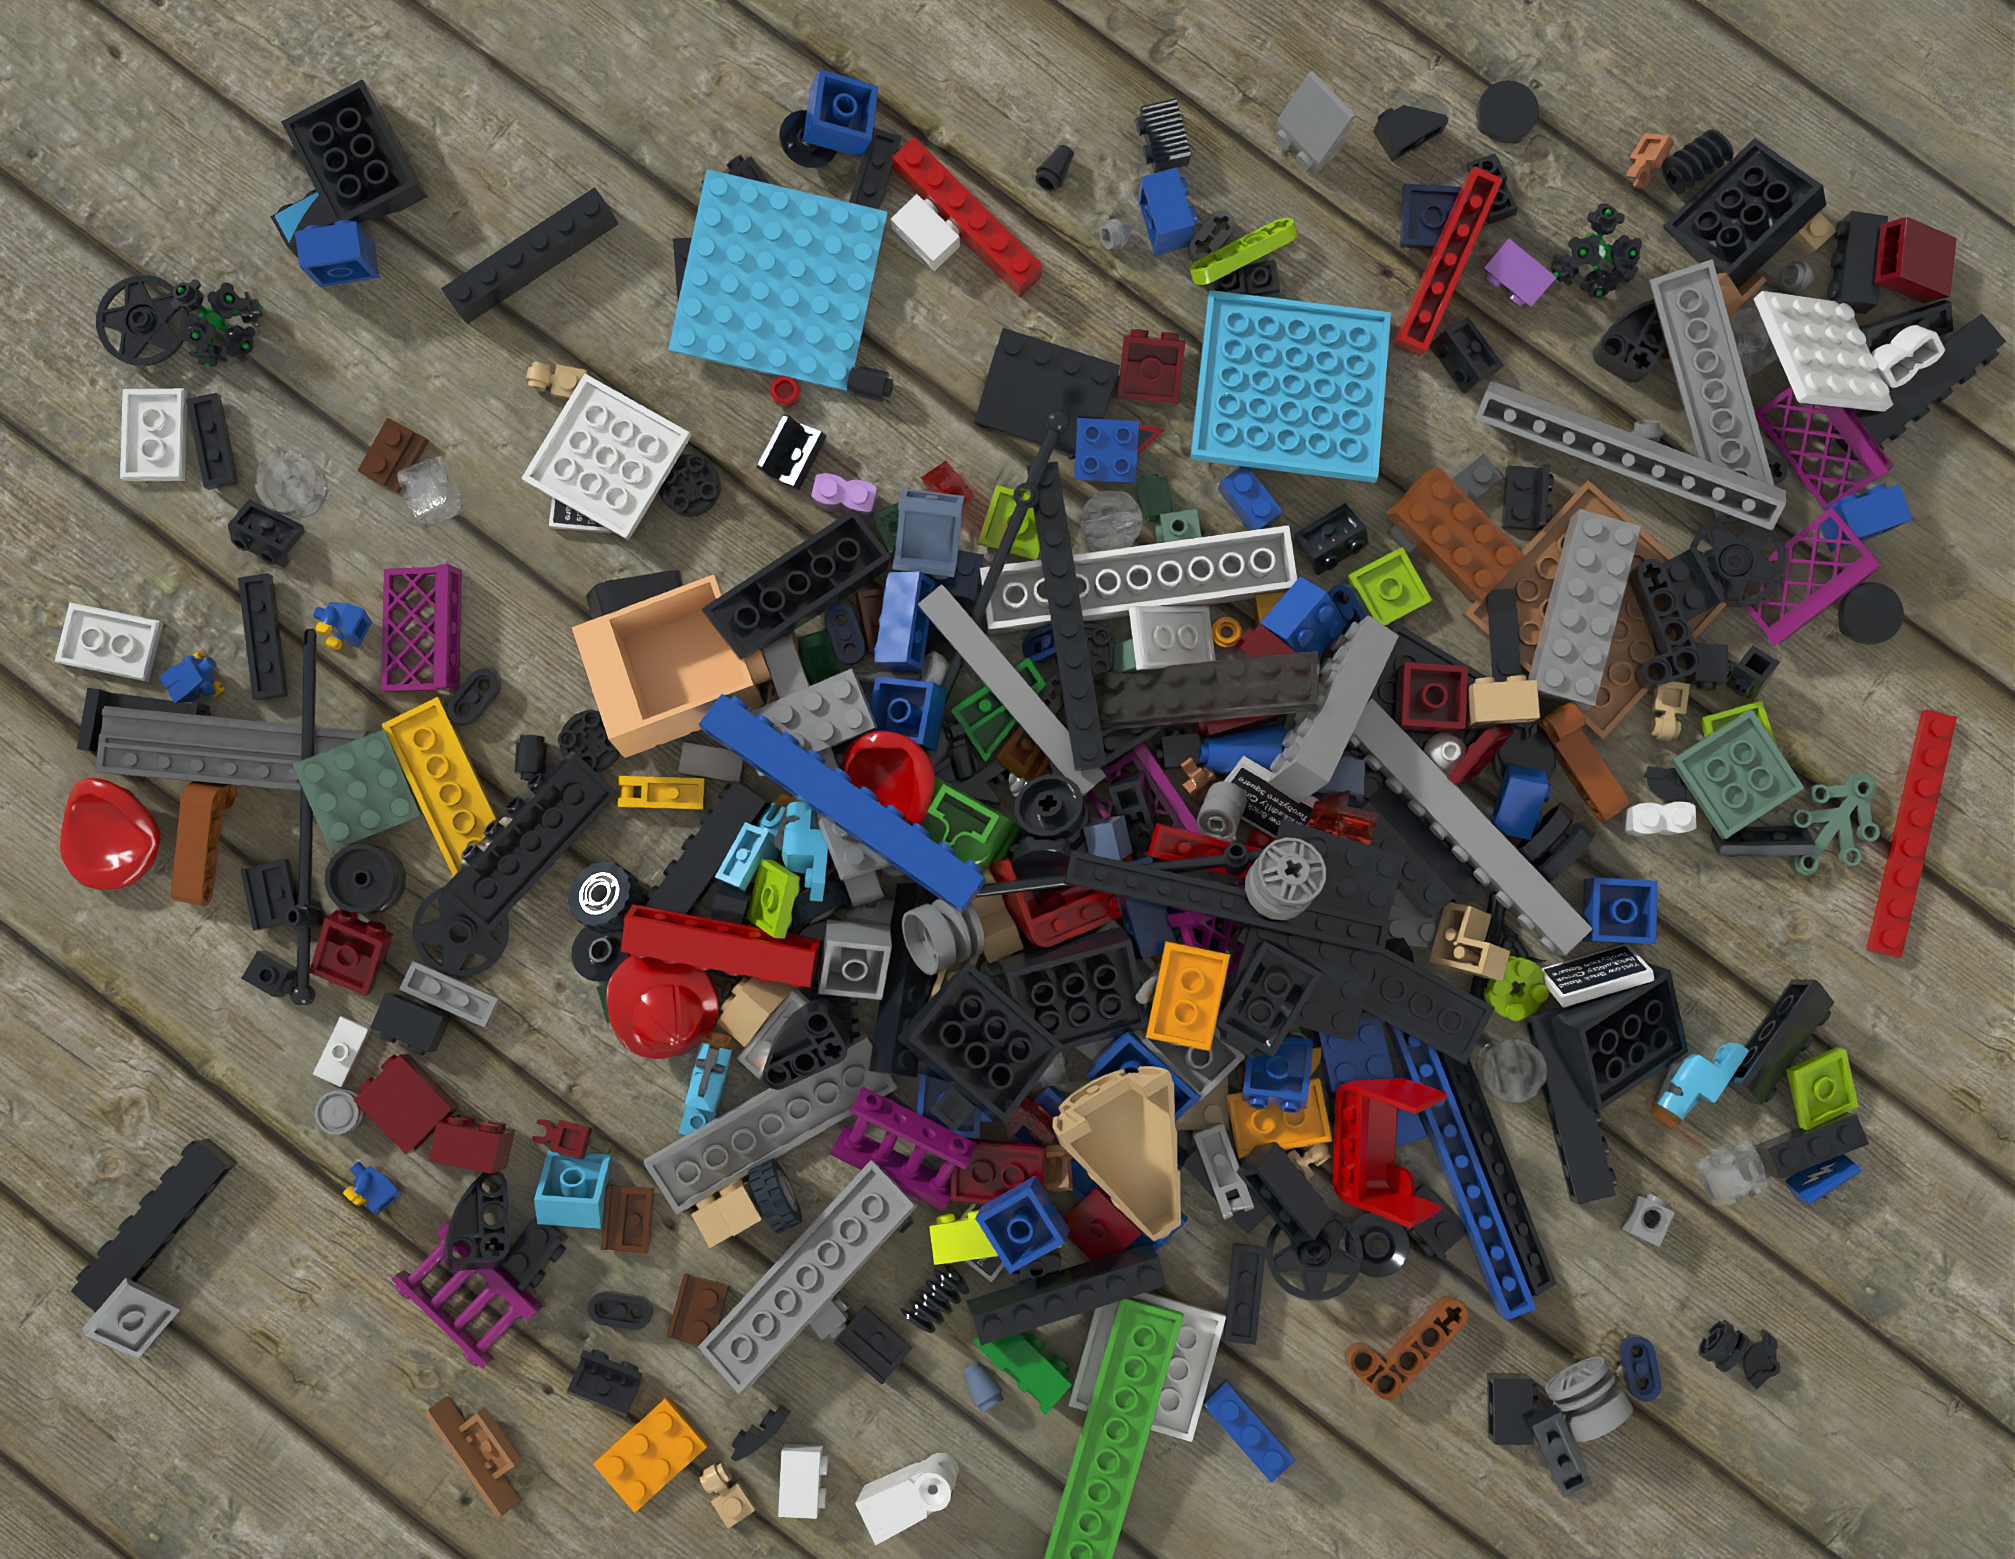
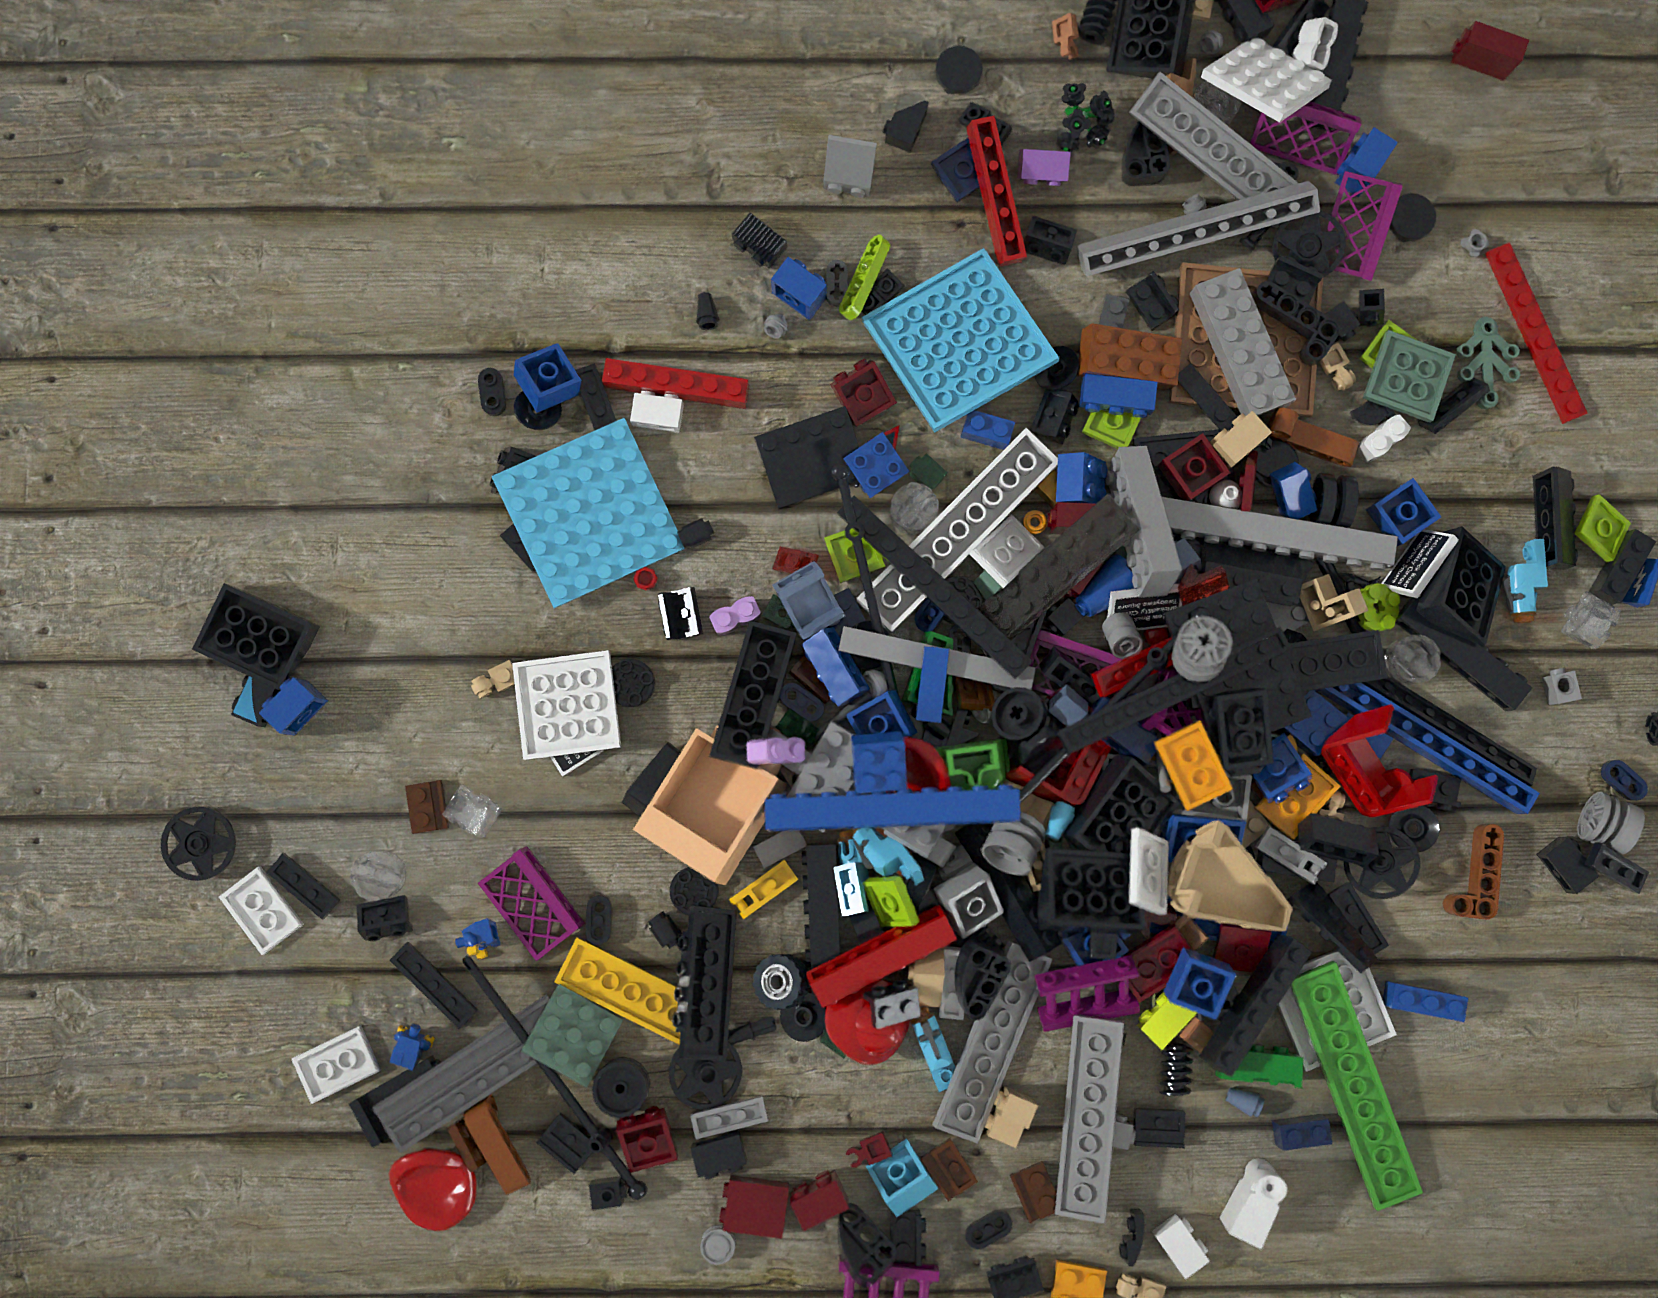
camera: 45 degrees left, 0 degrees up
(167, 818) = (466, 1145): none -> reddish brown plate
(202, 329) = (243, 808): black plant -> none
(342, 1051) = (688, 1206): white plate -> none
(373, 1187) = (774, 1275): blue piece -> none
(530, 255) = (417, 614): black brick -> none
(539, 924) = (752, 1030): none -> black axle
(695, 1003) = (893, 1003): none -> bracket
(771, 654) = (775, 751): none -> lavender brick
(775, 1196) = (1031, 1084): black wheel -> none
(778, 88) = (490, 391): none -> black plate
(864, 743) = (878, 762): none -> blue brick
(983, 1276) = (1196, 1034): none -> nougat tile
(986, 711) = (932, 684): none -> blue tile
(1007, 946) = (1059, 819): none -> medium azure cone
(1015, 1464) = (1302, 1132): none -> dark blue brick
(1056, 1068) = (1149, 871): none -> white tile
(1177, 526) = (957, 480): sand green brick -> none
(1198, 782) = (1090, 628): nougat plate -> none
(1212, 1276) = (1334, 926): none -> black wing
(1354, 609) = (1101, 450): dark blue plate -> none
(1370, 497) = (1069, 367): none -> black dish
(1411, 564) = (1118, 395): none -> blue brick
(1685, 511) = (1253, 238): none -> black piece
(1927, 689) = (1481, 240): none -> light grey plate

